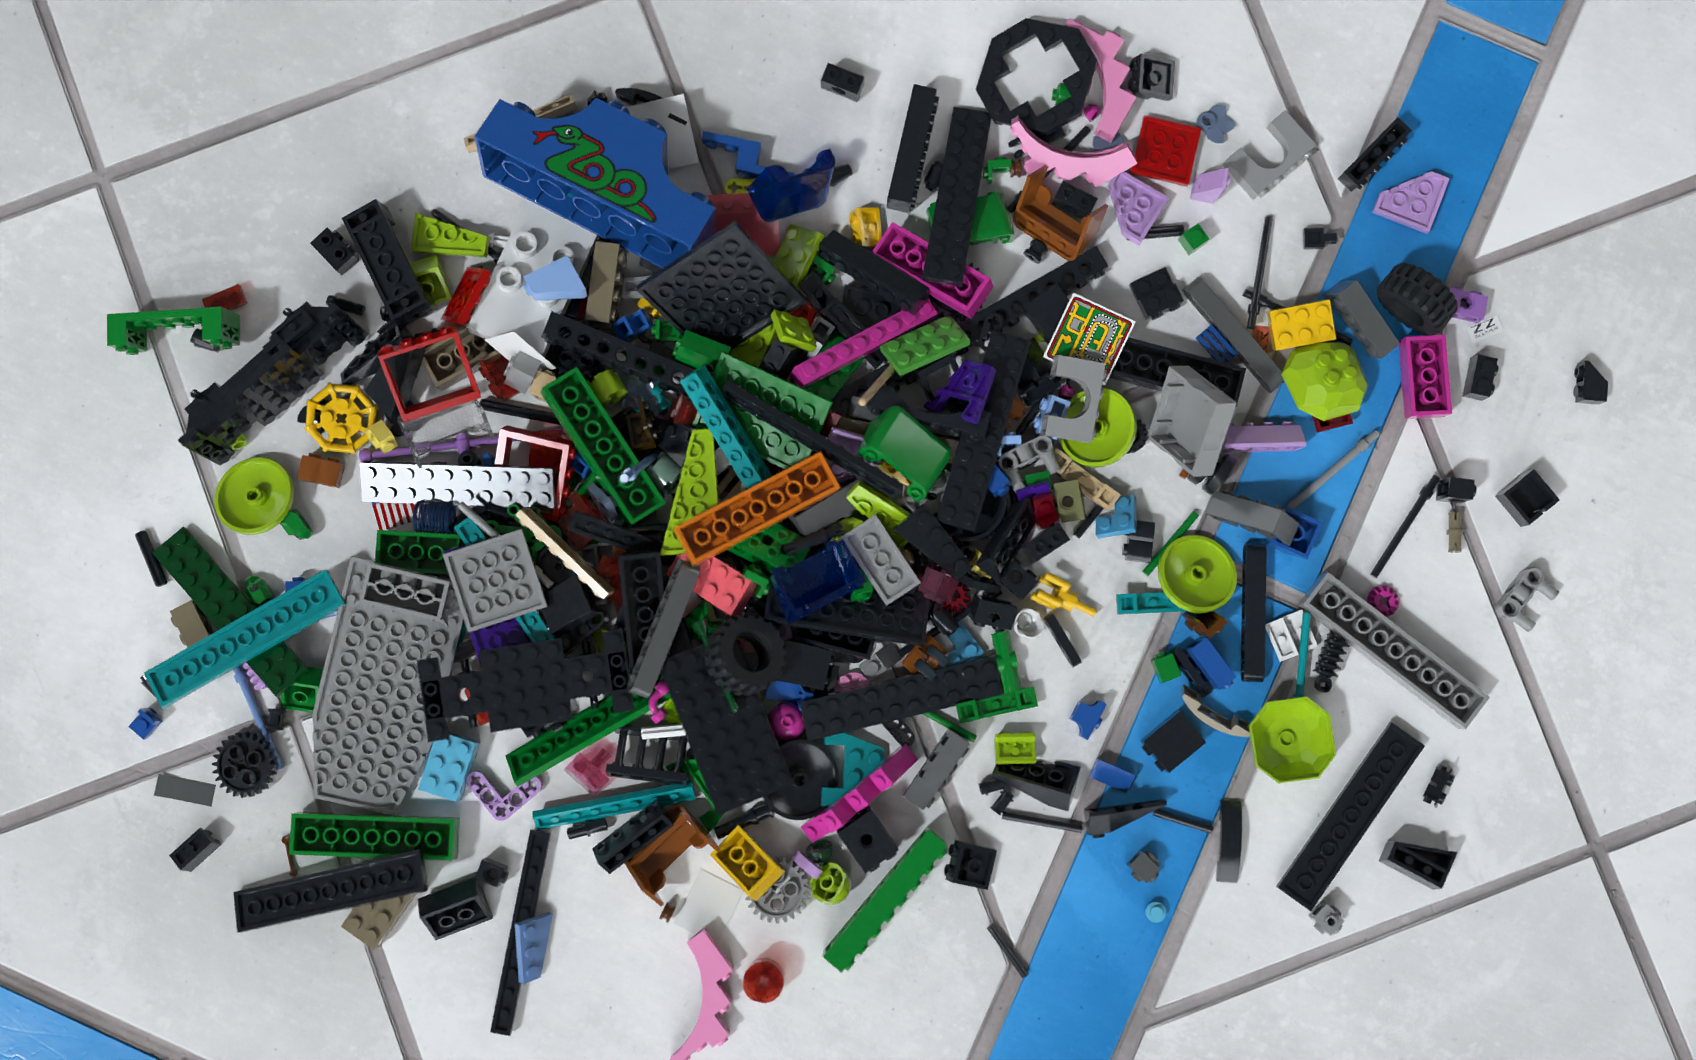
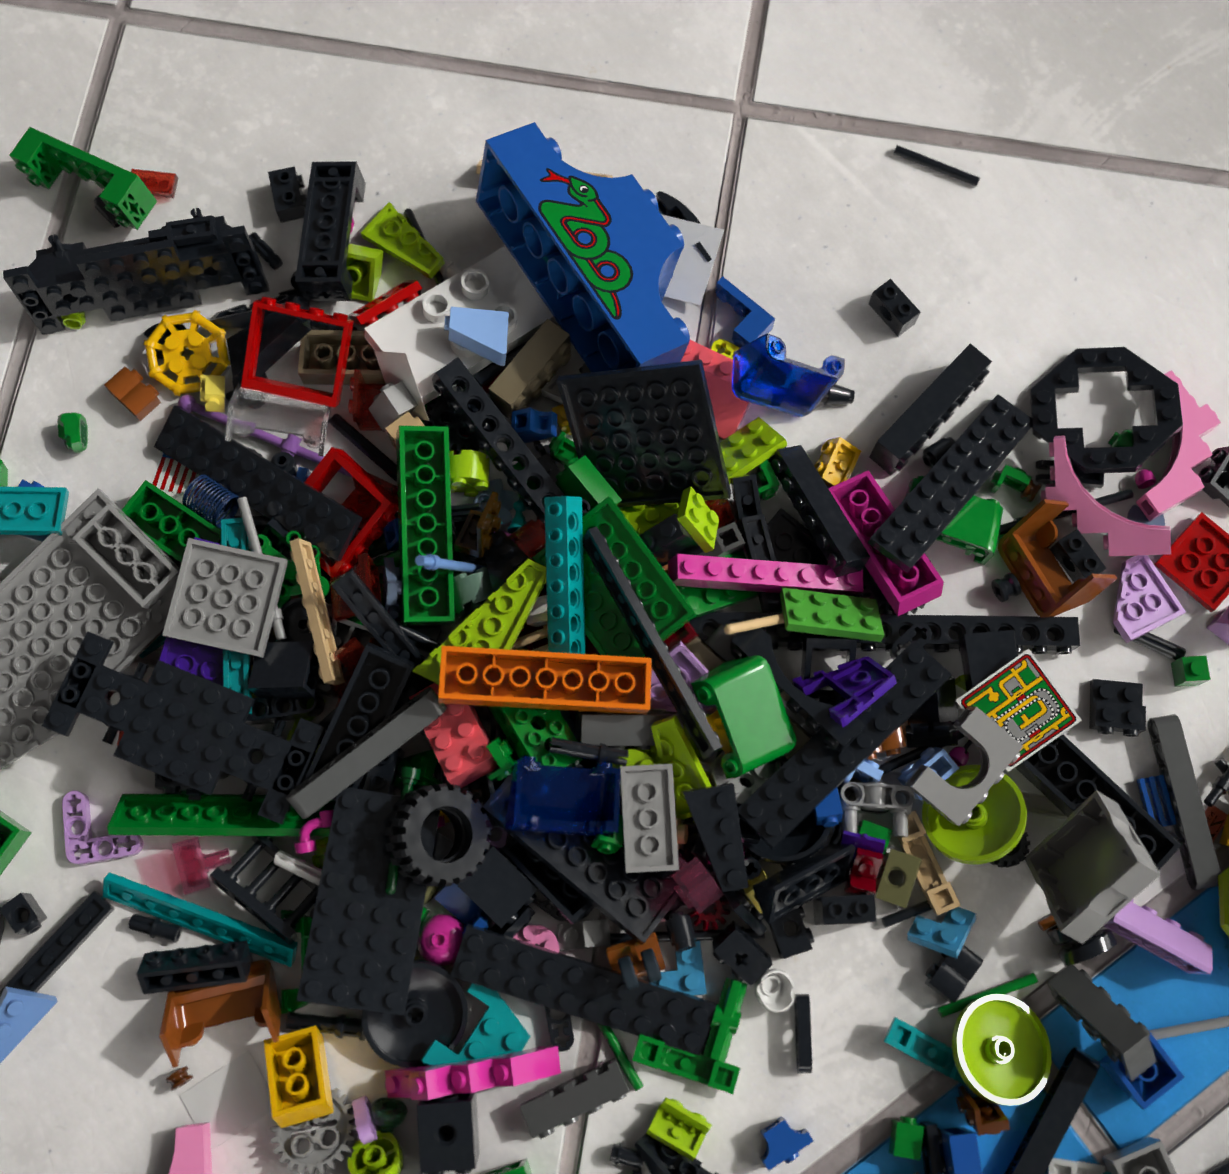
camera: 30 degrees right, 10 degrees down
(254, 496) = (50, 379): lime dish -> none
(449, 766) = (55, 769): medium azure brick -> none
(1060, 596) = (828, 980): yellow plant -> none

